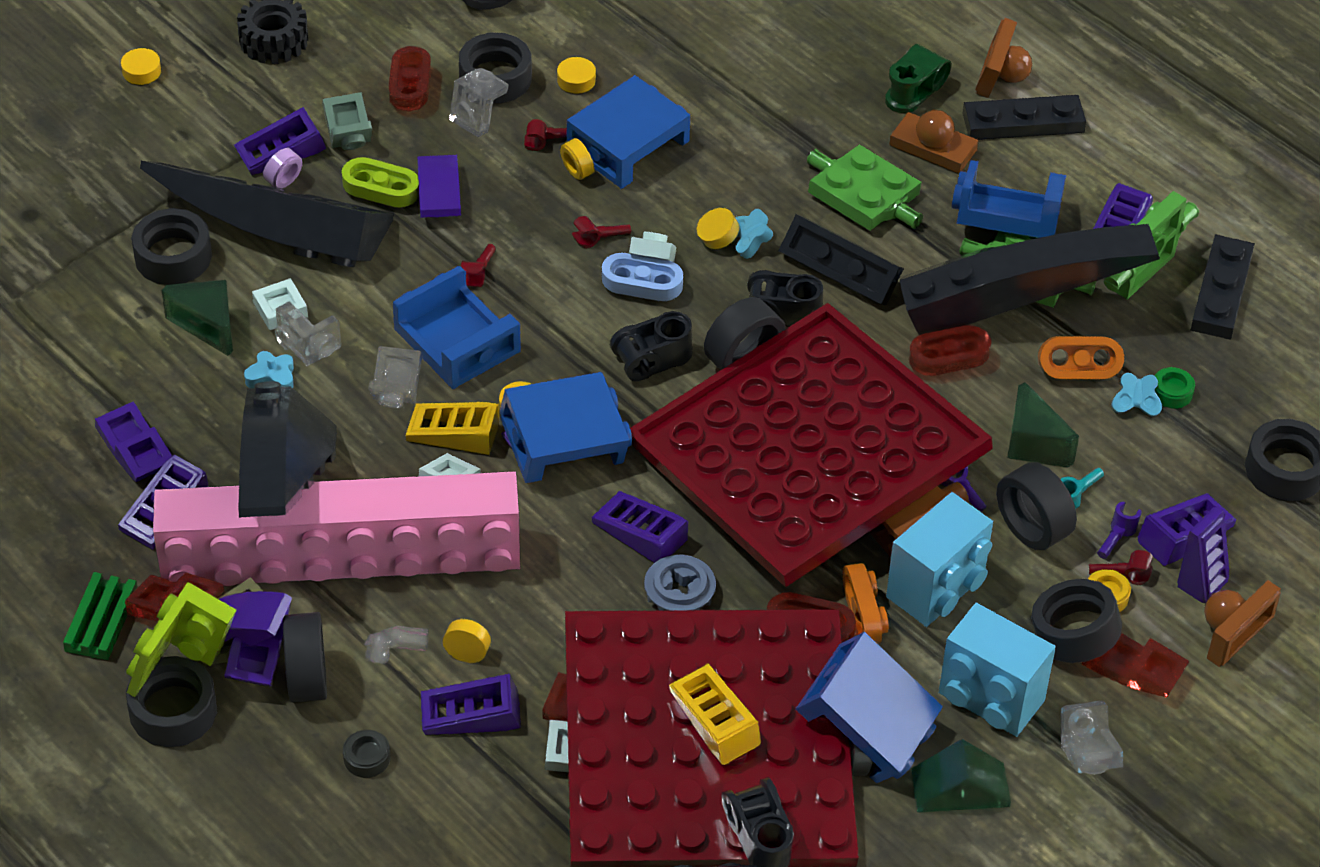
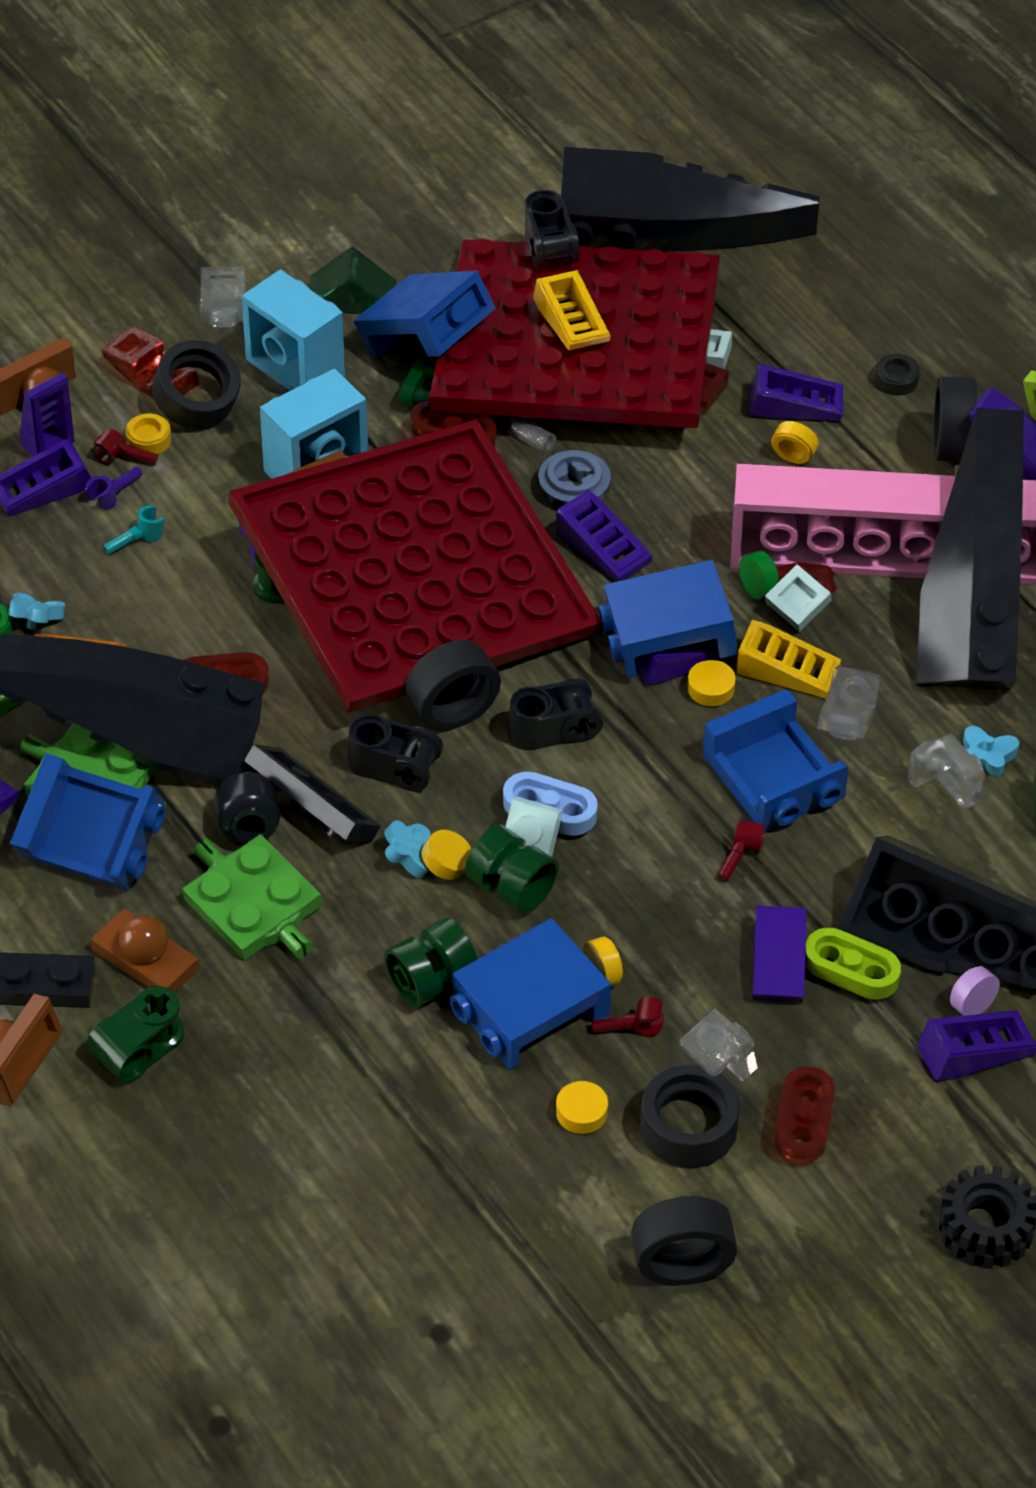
camera: 170 degrees left, 0 degrees up
(275, 295) = (978, 815): light aqua plate -> none
(347, 121) = (889, 1043): sand green bracket -> none
(395, 637) = (873, 457): clear arm -> none
(590, 234) = (601, 871): dark red hand -> none
(658, 208) = (515, 872): none -> dark green wheel
(709, 137) = (427, 964): none -> dark green wheel
(860, 594) = (394, 418): orange plate -> none
(891, 236) = (246, 807): none -> black head
(1036, 506) = (197, 477): black tyre -> none
(1040, 432) = (162, 573): clear green slope -> none

